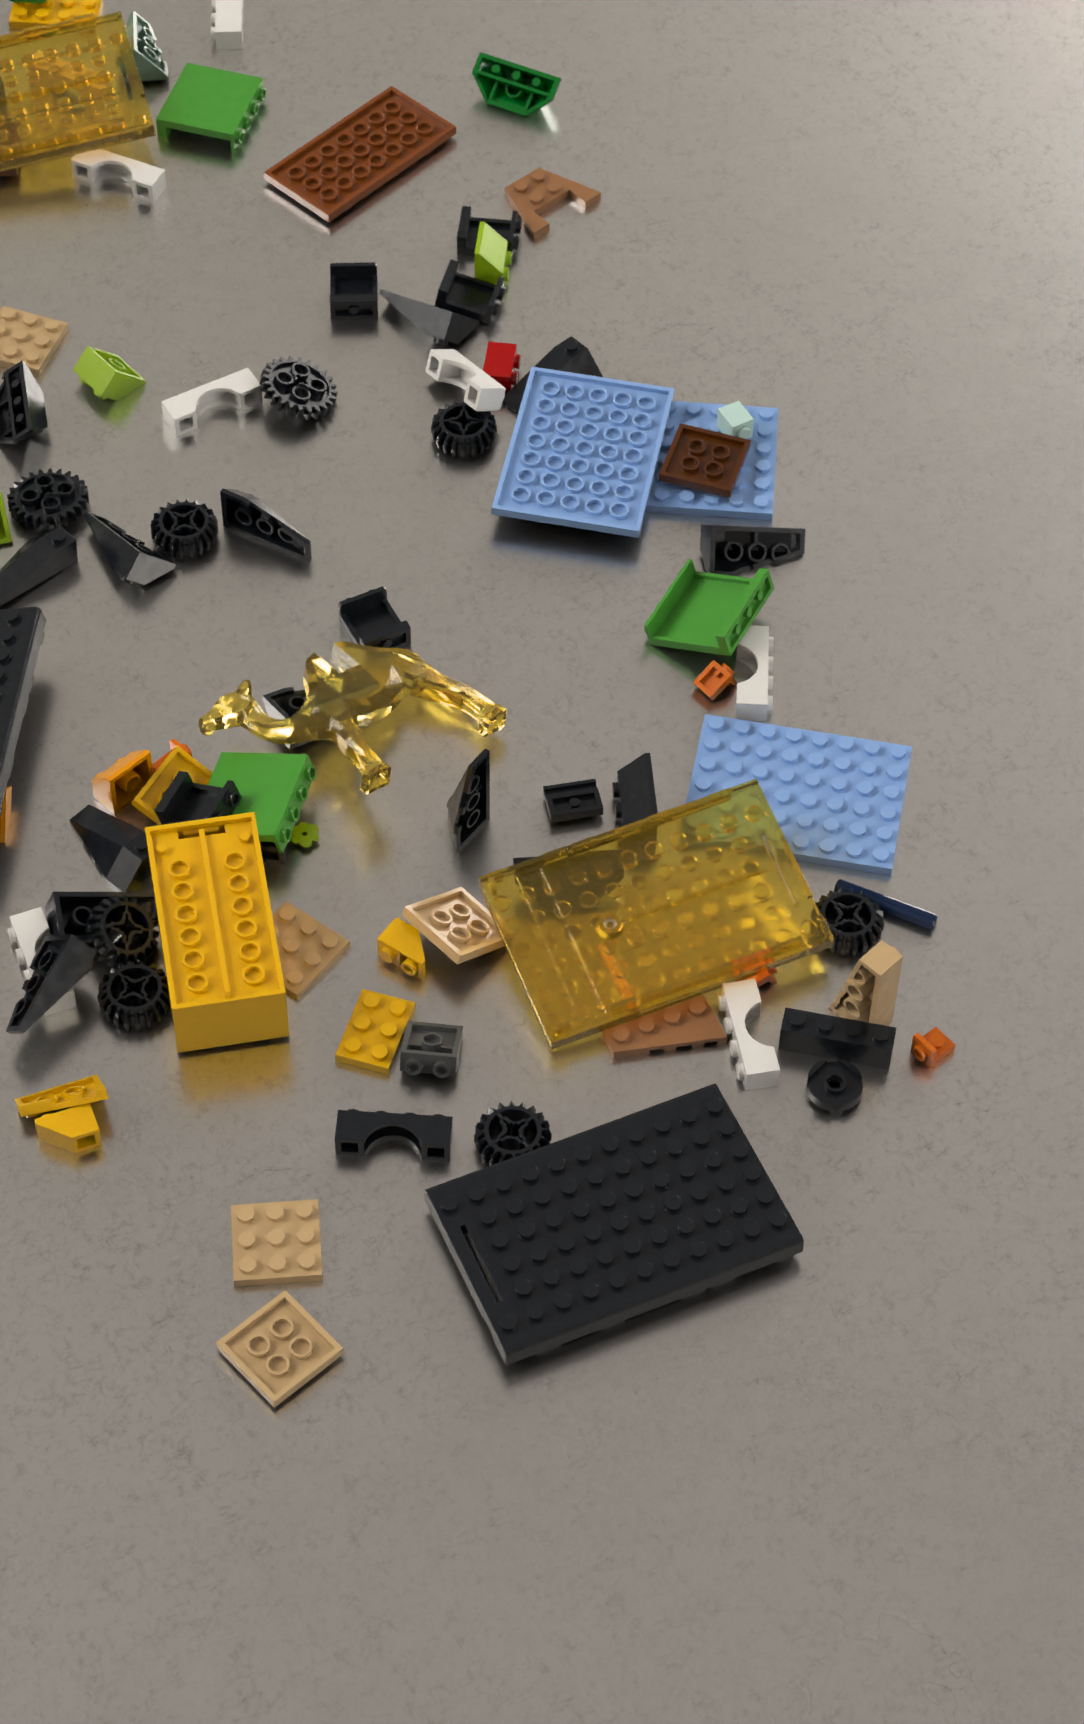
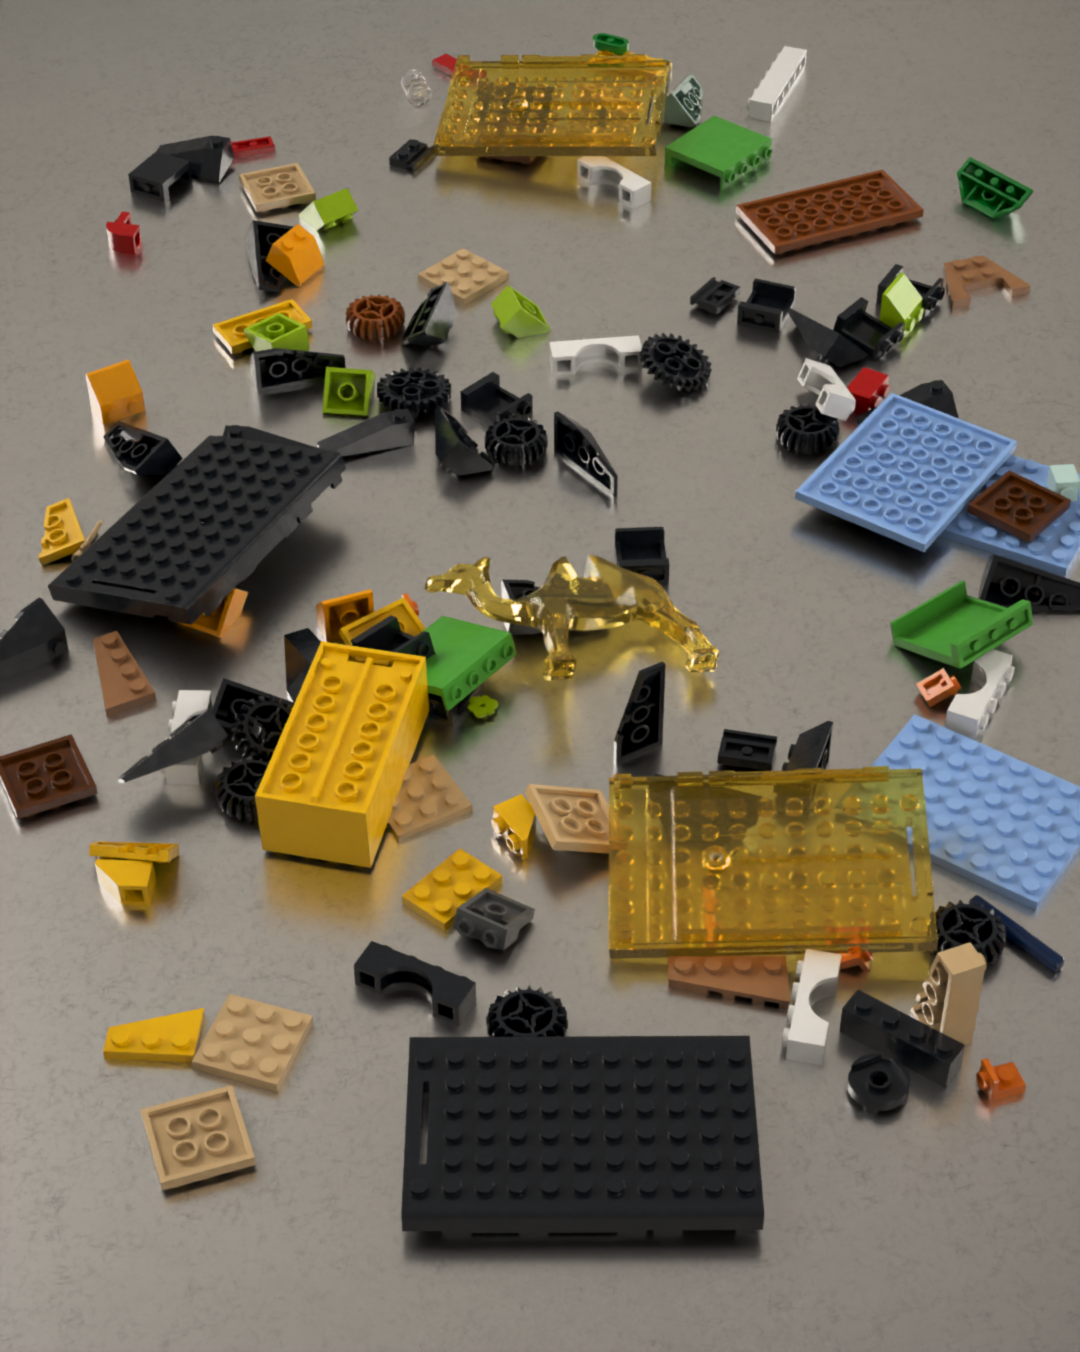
camera: 25 degrees right, 10 degrees down
(138, 490) = (491, 403): none -> black panel
(187, 1271) = (157, 1039): none -> yellow wing
(295, 292) = (715, 295): none -> black plate

